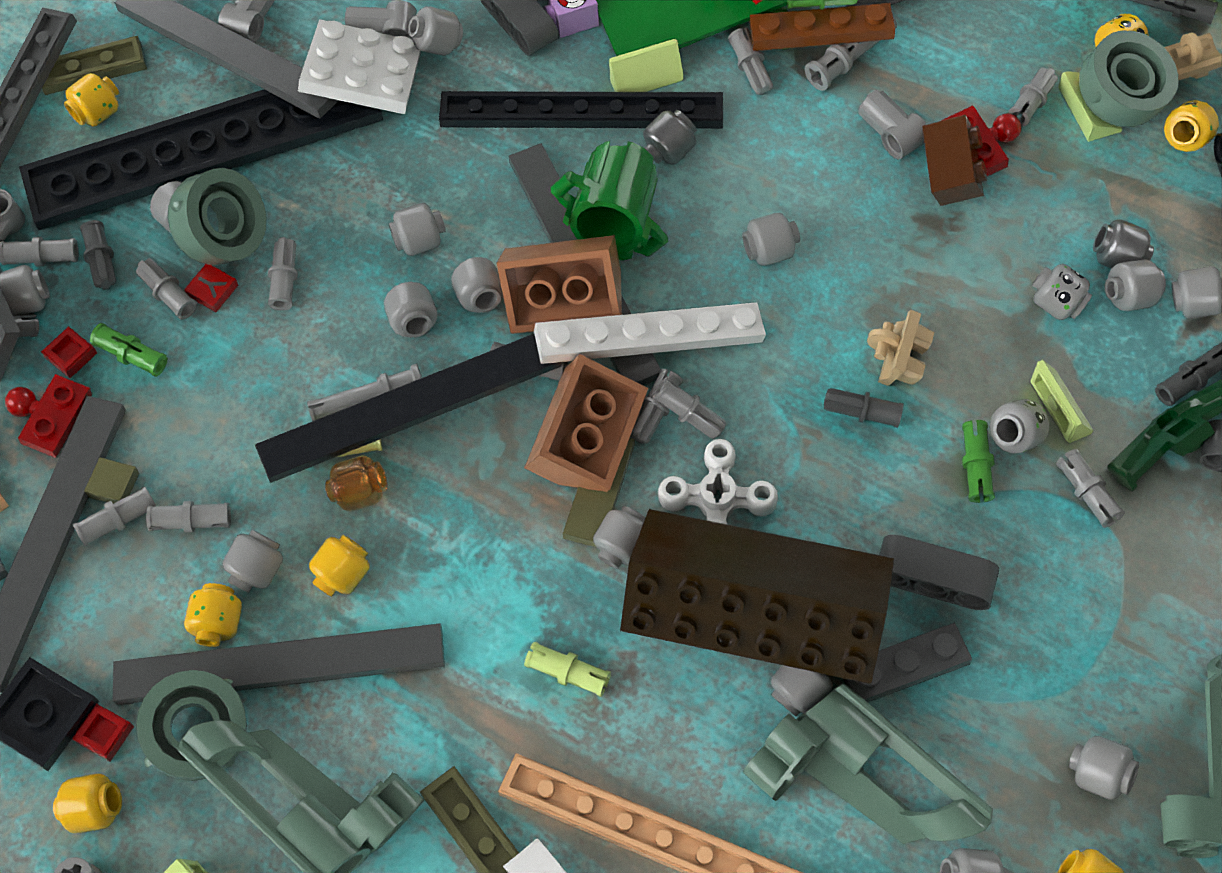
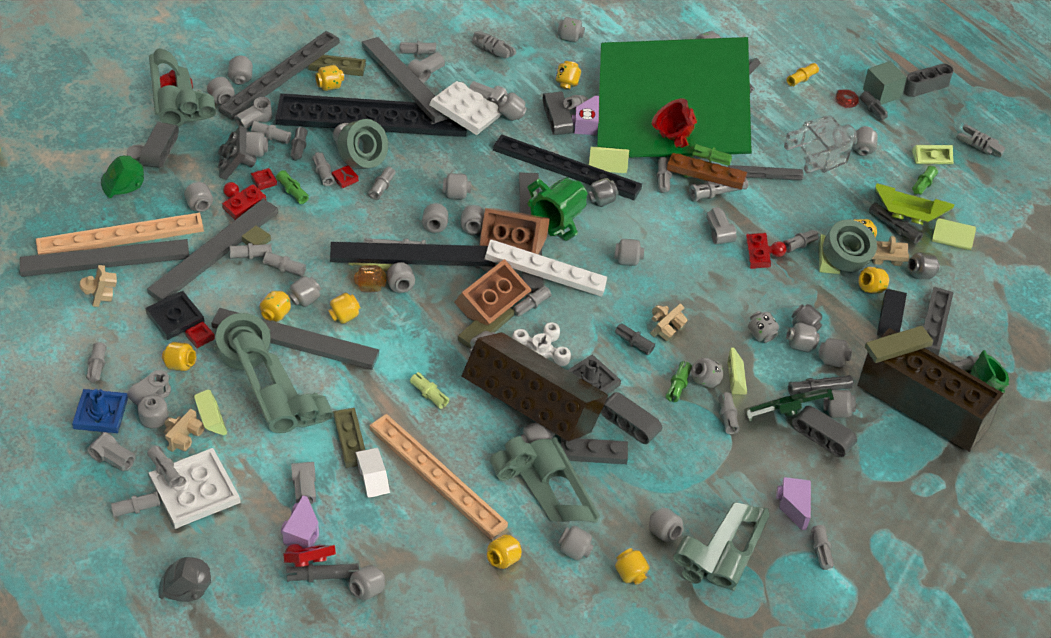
camera: 15 degrees right, 15 degrees down
(408, 458) = (400, 277): none -> light grey head
(689, 408) = (547, 305): light grey axle -> none
(836, 511) = (596, 374): none -> dark grey plate
(953, 160) = (740, 250): reddish brown brick -> none

